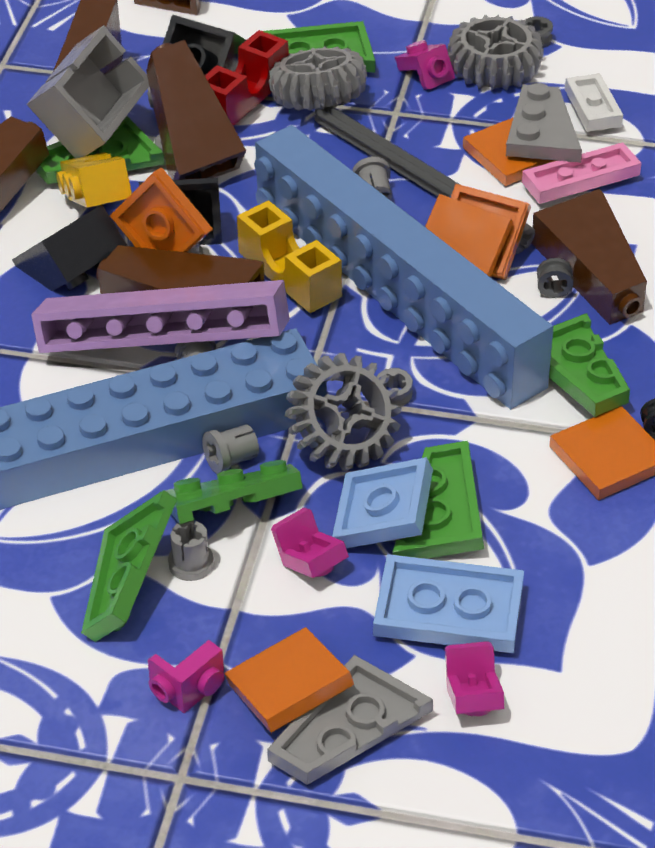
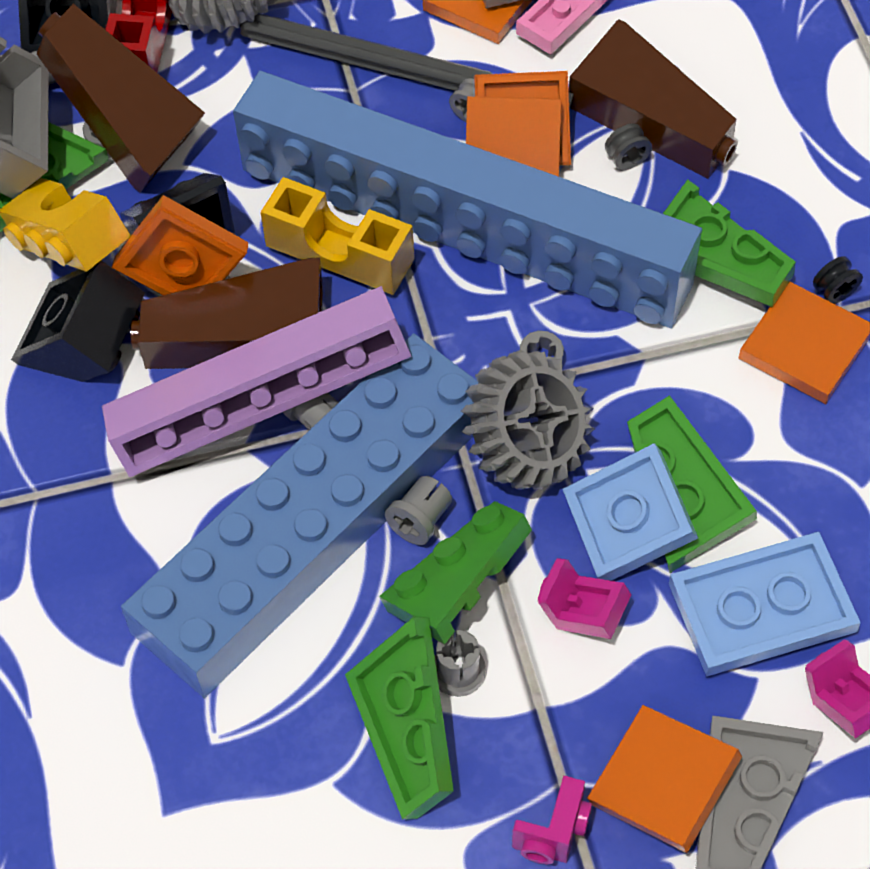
camera: 25 degrees left, 15 degrees up
(380, 173) = (360, 89): light grey bush -> none

